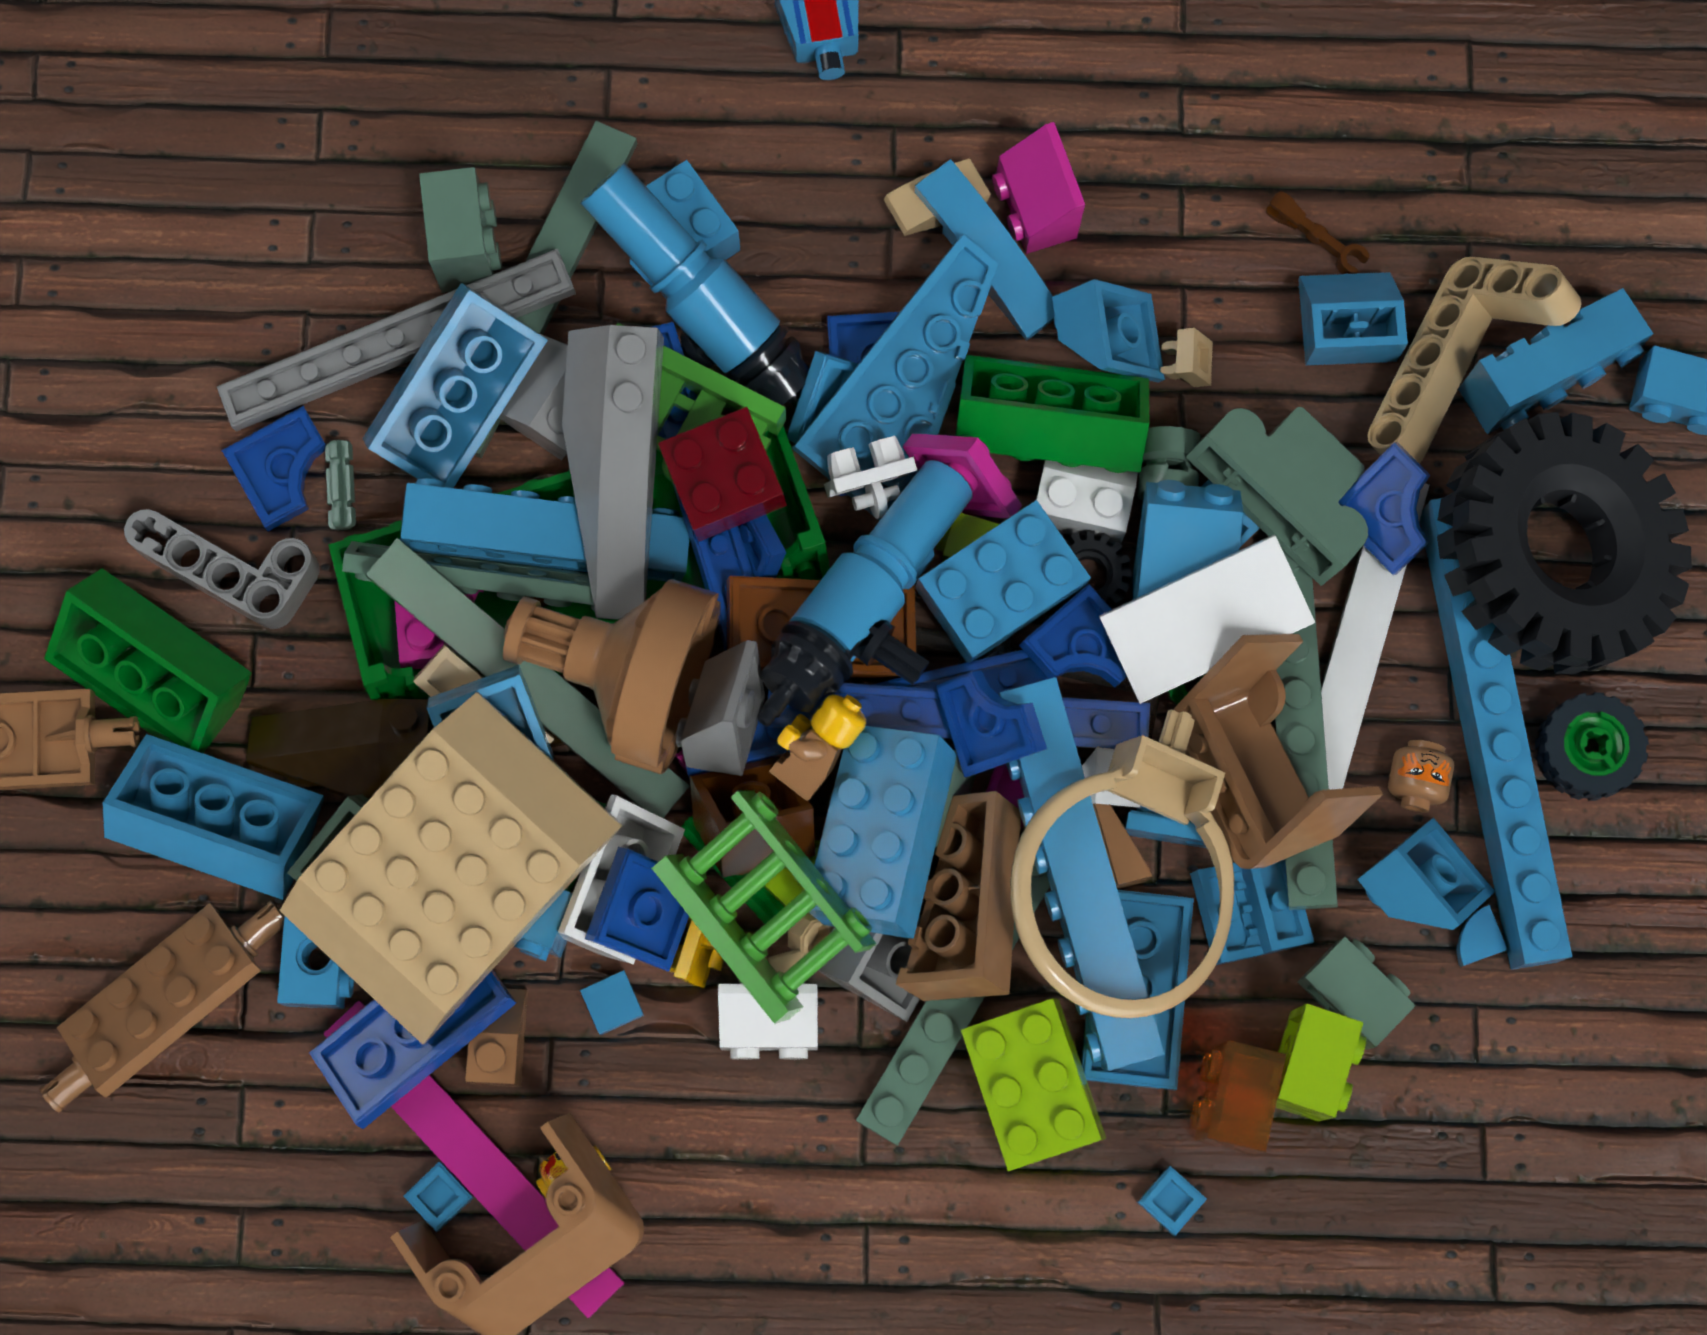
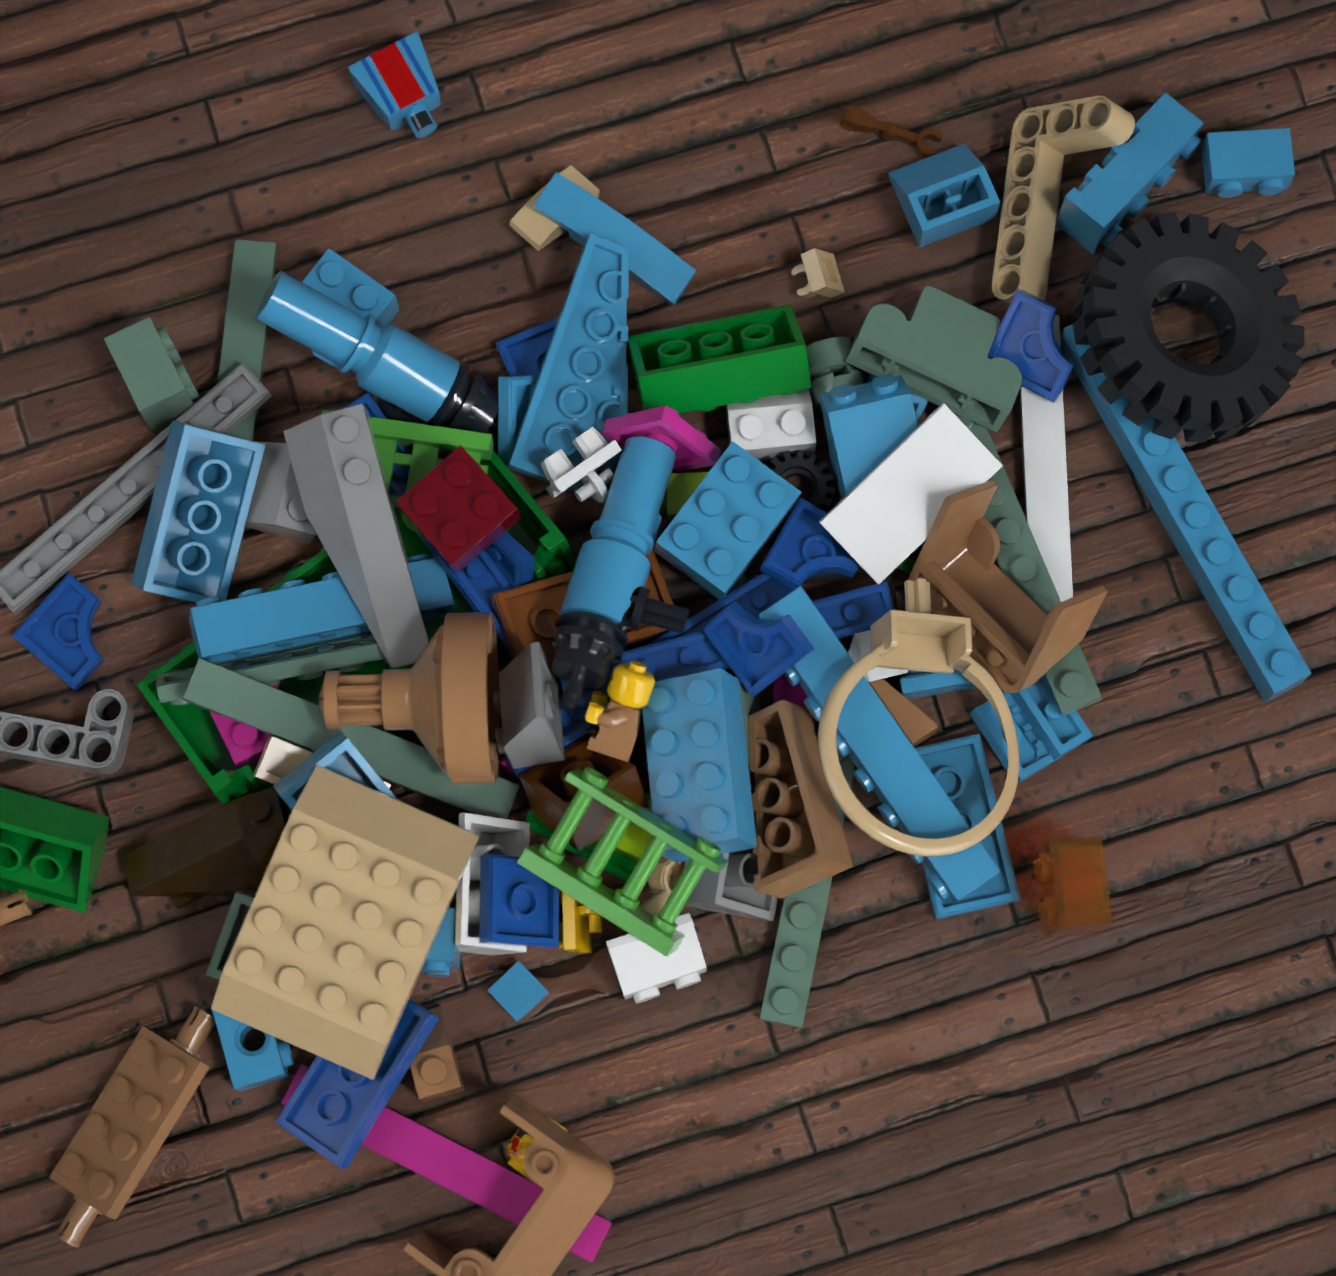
camera: 15 degrees left, 0 degrees up
(211, 815) = (119, 951): dark azure slope -> none
(340, 485) = (126, 630): sand green axle -> none
(438, 1196) = (428, 1206): dark azure tile -> none
(1033, 1084) = (898, 935): lime brick -> none
(1039, 191) = (641, 173): dark pink slope -> none
(1110, 328) = (743, 272): dark azure slope -> none
(1171, 1200) = (1047, 993): dark azure tile -> none
(1318, 1061) = (1129, 834): lime brick -> none
(1354, 987) = (1143, 765): sand green brick -> none
(1421, 775) = (1135, 564): medium nougat head -> none
(1427, 880) = (1169, 651): dark azure slope -> none
(1479, 938) = (1230, 685): dark azure tile -> none
(1591, 774) = (1279, 513): black wheel -> none

